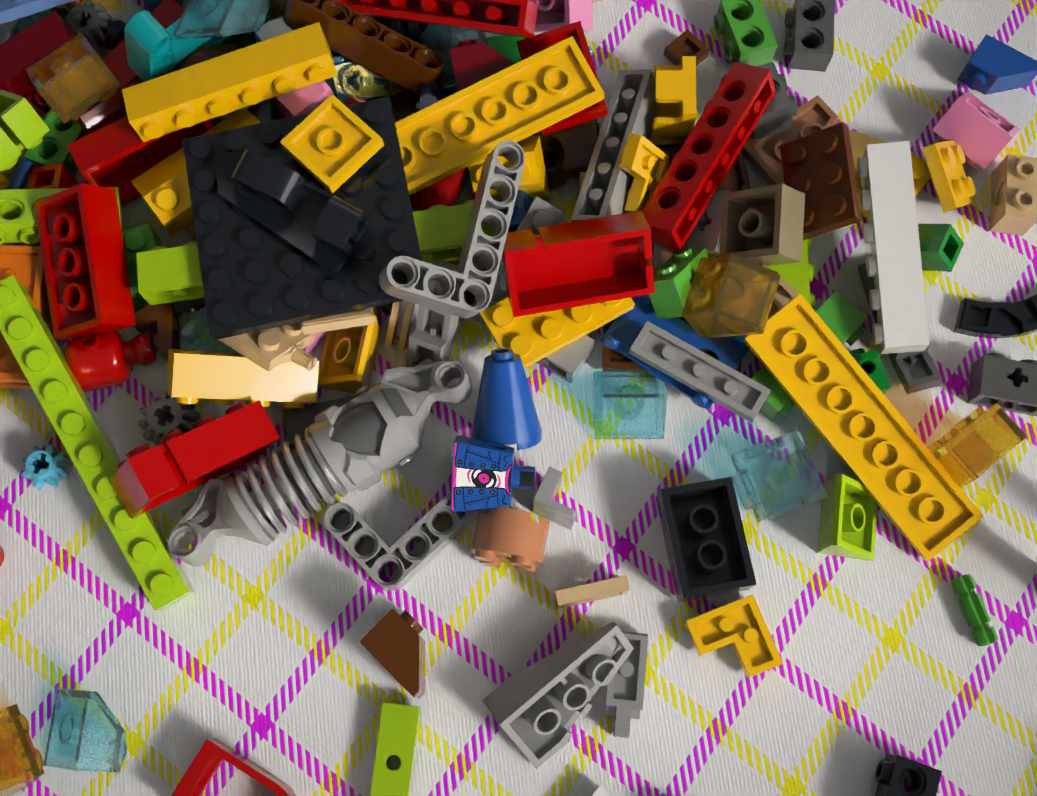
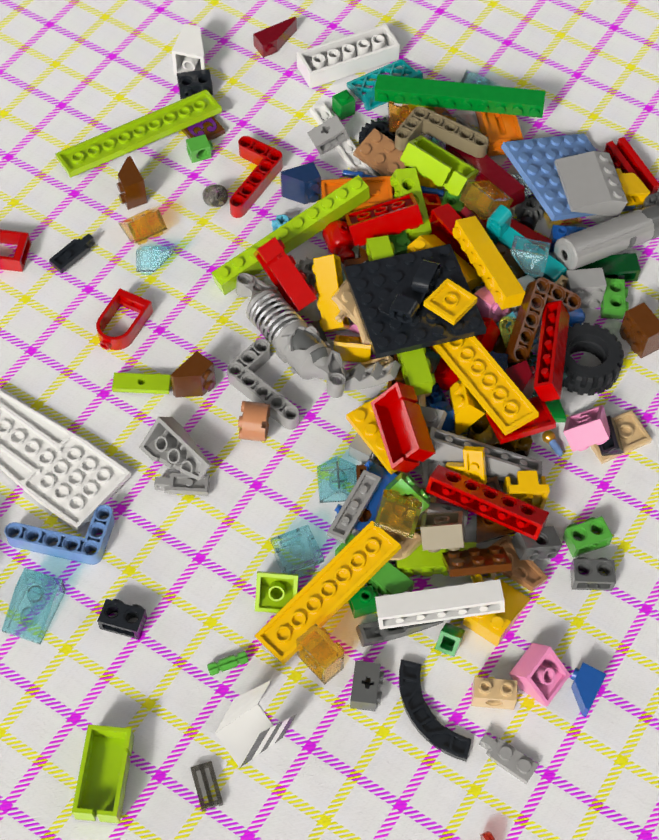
camera: 85 degrees right, 15 degrees down
(475, 244) = (402, 369): light grey beam -> none
(485, 475) = (285, 399): torso -> none
(505, 403) = (325, 412): blue cone -> none
(546, 506) = (277, 437): light grey panel -> none
(591, 592) = (229, 465): tan tile -> none
(686, 45) = (567, 504): reddish brown plate -> none
(705, 539) = (259, 515): black brick -> none
(743, 627) = (214, 537): yellow plate -> none
(948, 175) = (497, 645): yellow plate -> none

